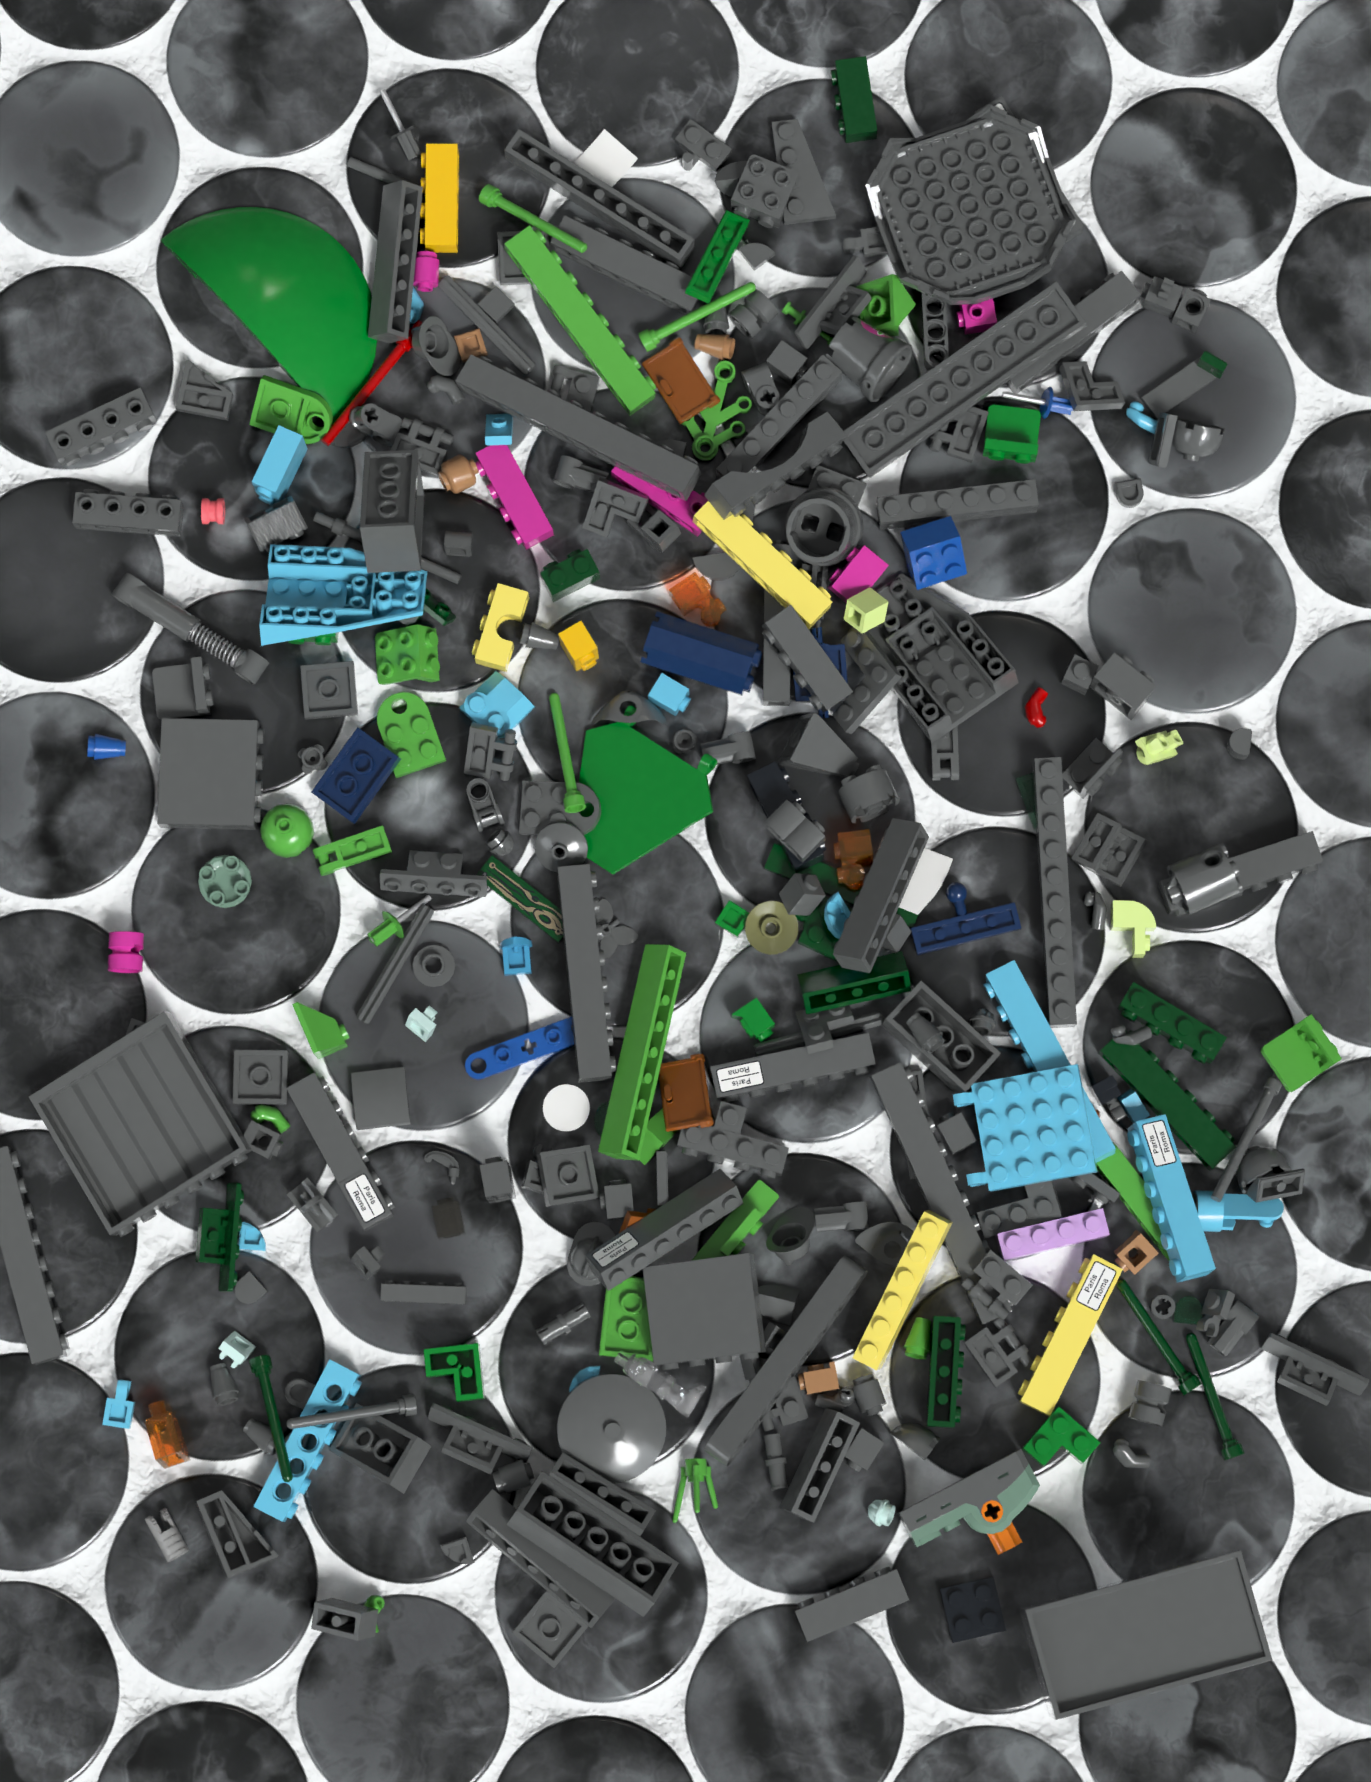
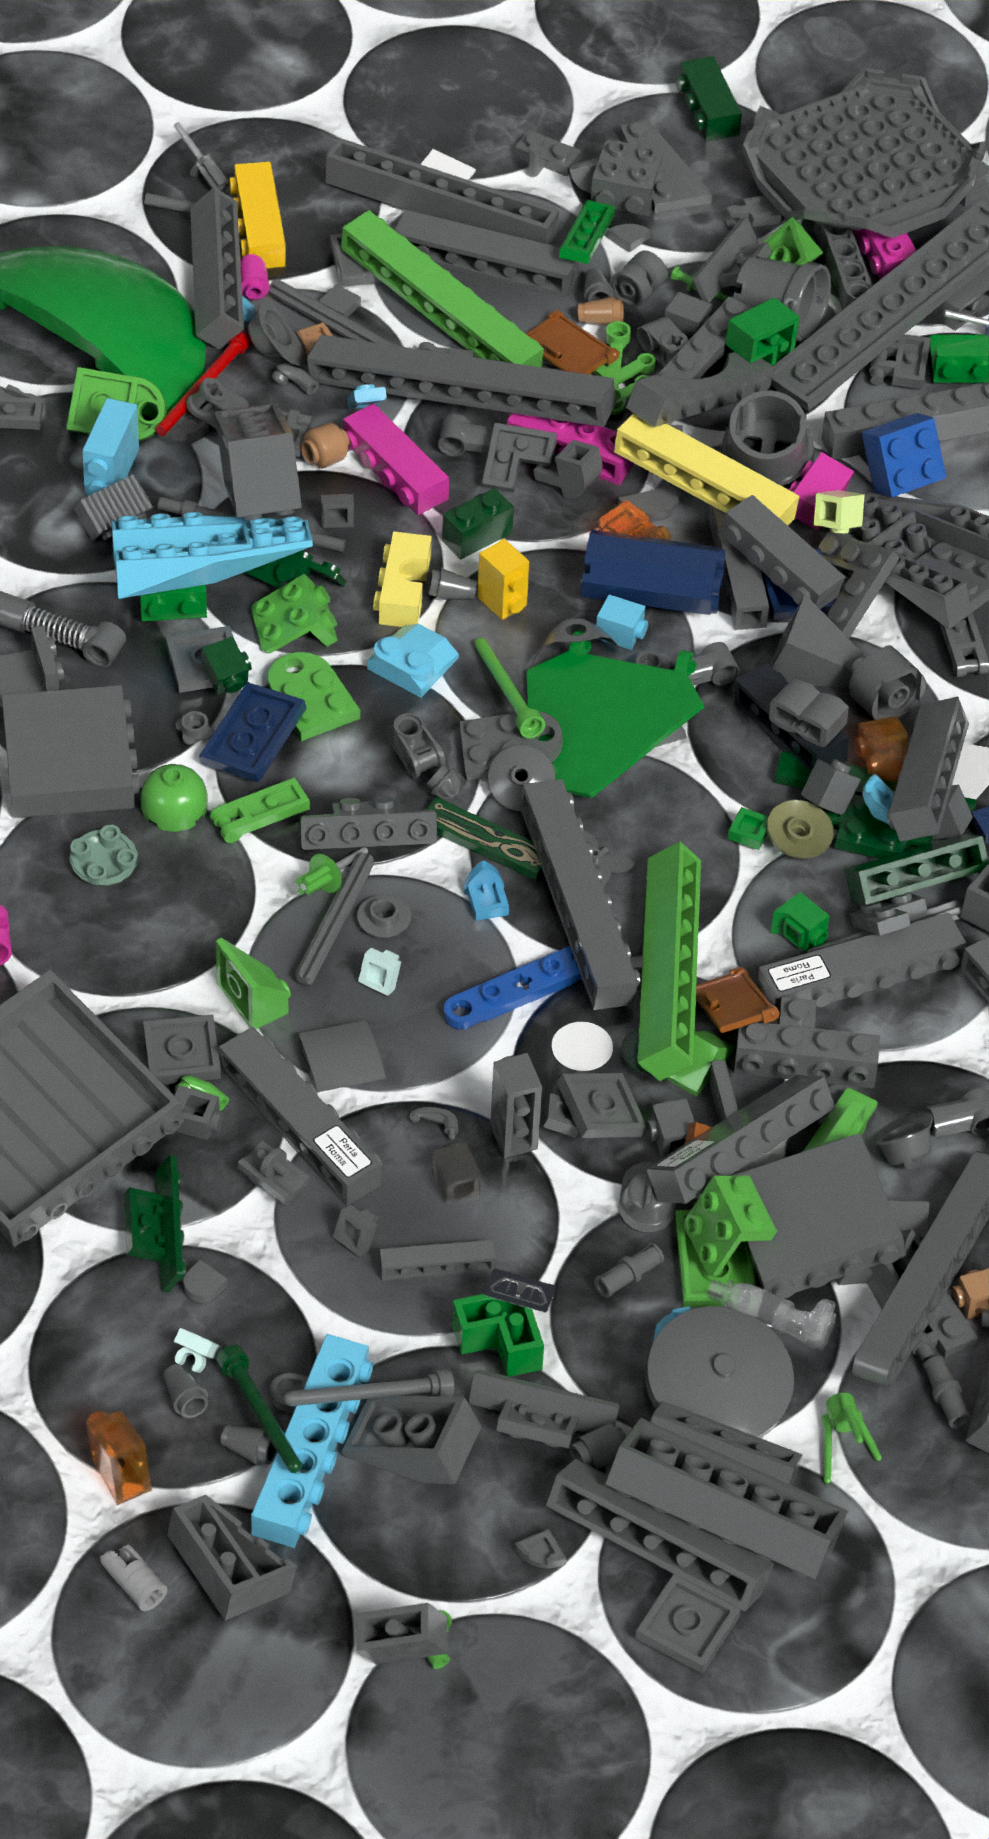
camera: 15 degrees left, 30 degrees down
(118, 1409) = (46, 1435): medium azure plate -> none
(213, 511) = (35, 506): coral wheel -> none
(251, 1238) = (197, 1228): medium azure tile -> none
(342, 713) = (226, 665): none -> dark green brick
(473, 1348) = (520, 1290): none -> black sticker
(481, 752) = (404, 689): dark grey plate -> none
(491, 196) = (317, 210): bright green piece -> none
(639, 1307) = (724, 1217): none -> bright green bracket
(652, 337) = (526, 311): bright green piece -> none
(840, 405) = (763, 332): none -> green brick

